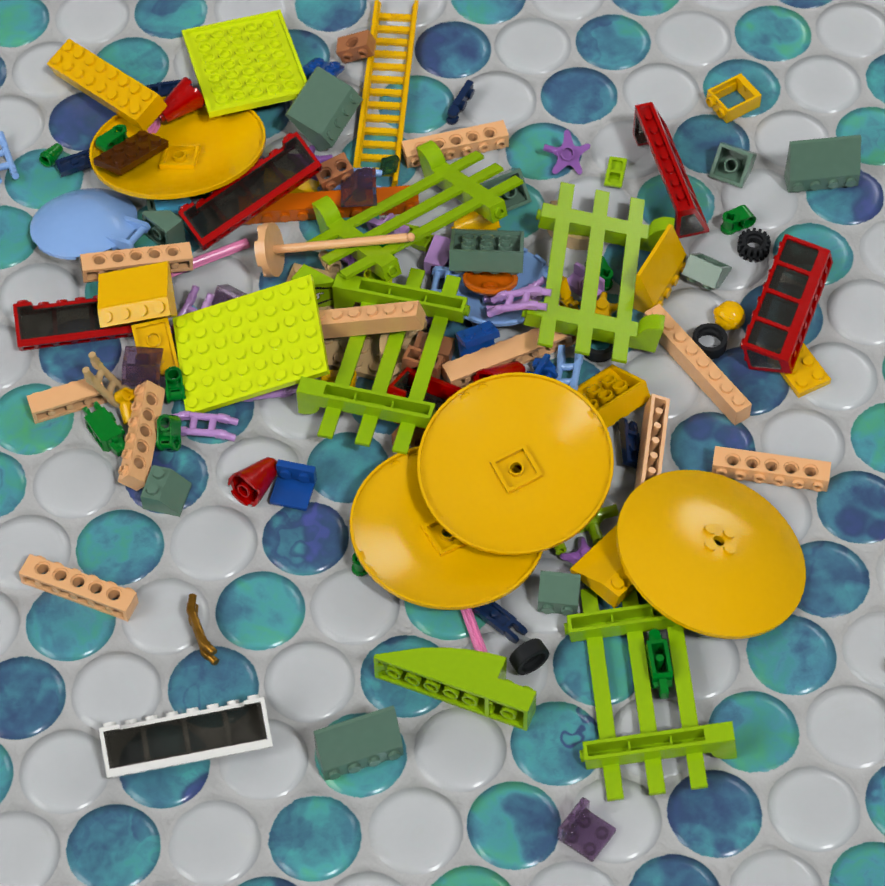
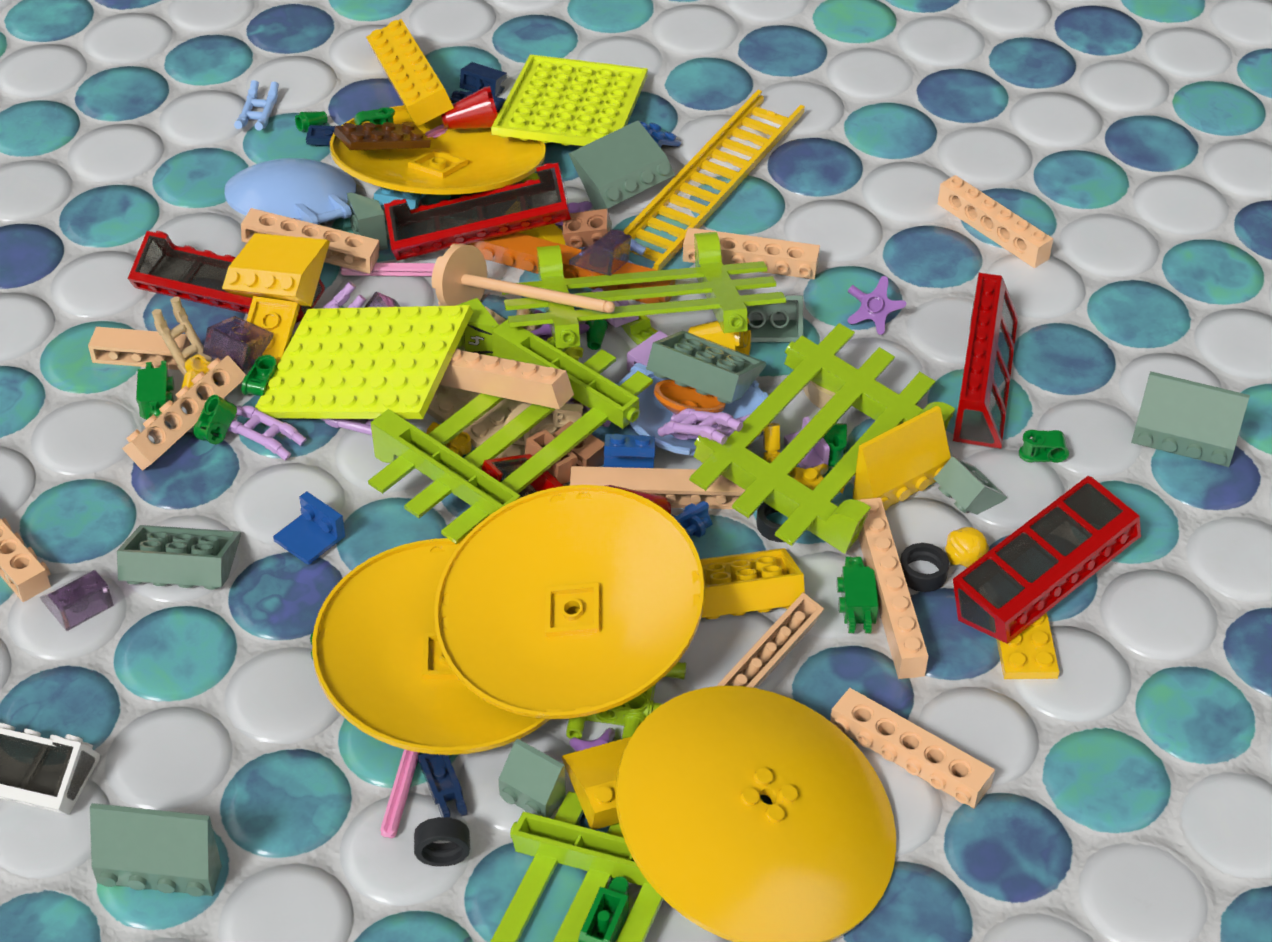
camera: 25 degrees right, 10 degrees down
(159, 67) = (477, 76): none -> dark blue hinge
(165, 491) = (166, 479): sand green slope -> none
(167, 601) = (78, 599): none -> clear purple slope
(206, 648) = (82, 640): pearl gold piece -> none
(215, 542) = (177, 556): none -> sand green slope
(253, 481) = (267, 506): red cone -> none
(355, 46) = (703, 124): nougat brick -> none
(389, 164) = (659, 247): clear green tile -> none
(460, 102) = (785, 215): dark blue hinge -> none
(460, 678) = (341, 832): lime slope -> none
(562, 366) = (721, 525): light blue piece -> none
(609, 50) = (995, 221): none -> light nougat brick
(615, 172) = (924, 346): lime slope -> none
(629, 442) = (743, 639): dark blue hinge -> none
(680, 378) = (858, 594): none -> green hinge
(732, 164) = (1074, 385): sand green slope -> none
(744, 88) = (1117, 304): yellow window -> none
(754, 237) = (1052, 472): black tyre -> none

